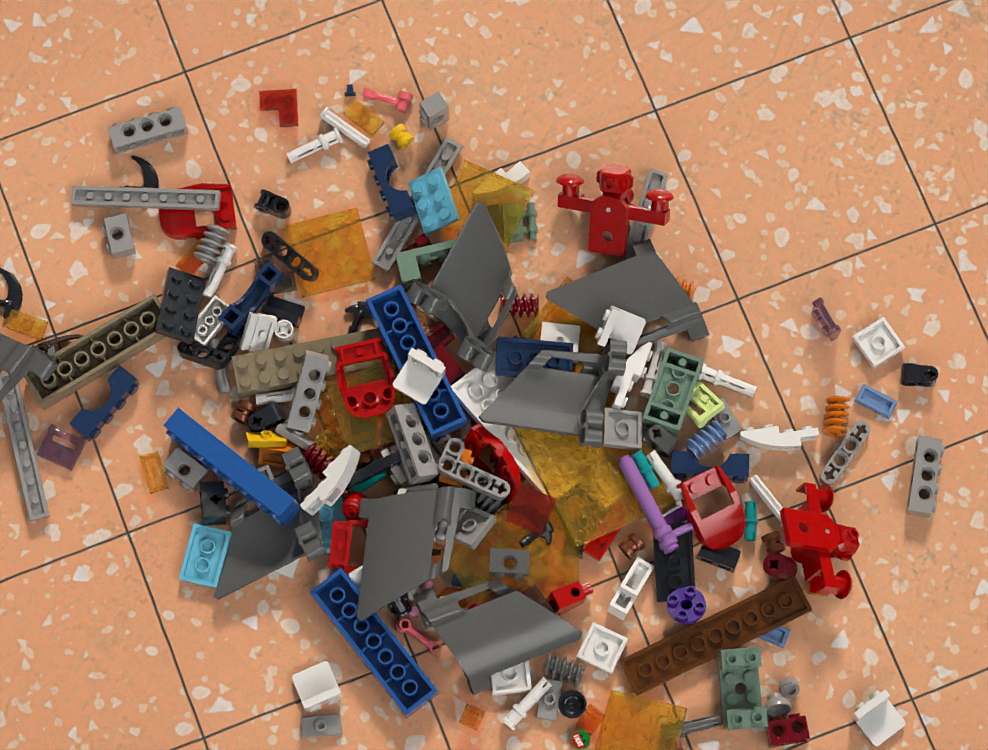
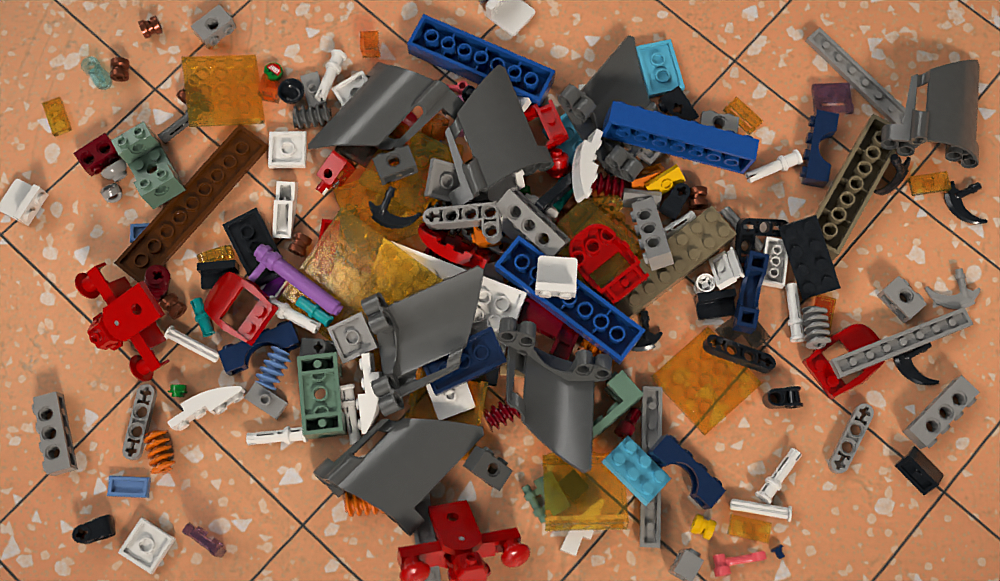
camera: 155 degrees right, 0 degrees up
(70, 213) = (963, 299): none -> light grey piece
(146, 407) = (782, 163): none -> white pin
(194, 95) = (919, 471): none -> black panel
(237, 149) = (854, 440): none -> light grey beam
(285, 102) = (832, 506): clear red plate -> none
(530, 509) = (398, 217): clear red plate -> none
(557, 264) = (478, 464): none -> dark grey brick
(620, 326) = (396, 427): white bracket -> none
(686, 605) = (226, 211): dark purple plate -> none
(706, 402) = (284, 402): yellowish green plate -> none
(714, 573) = (217, 254): none -> clear yellow beam
(799, 464) = (177, 390): none -> green plate

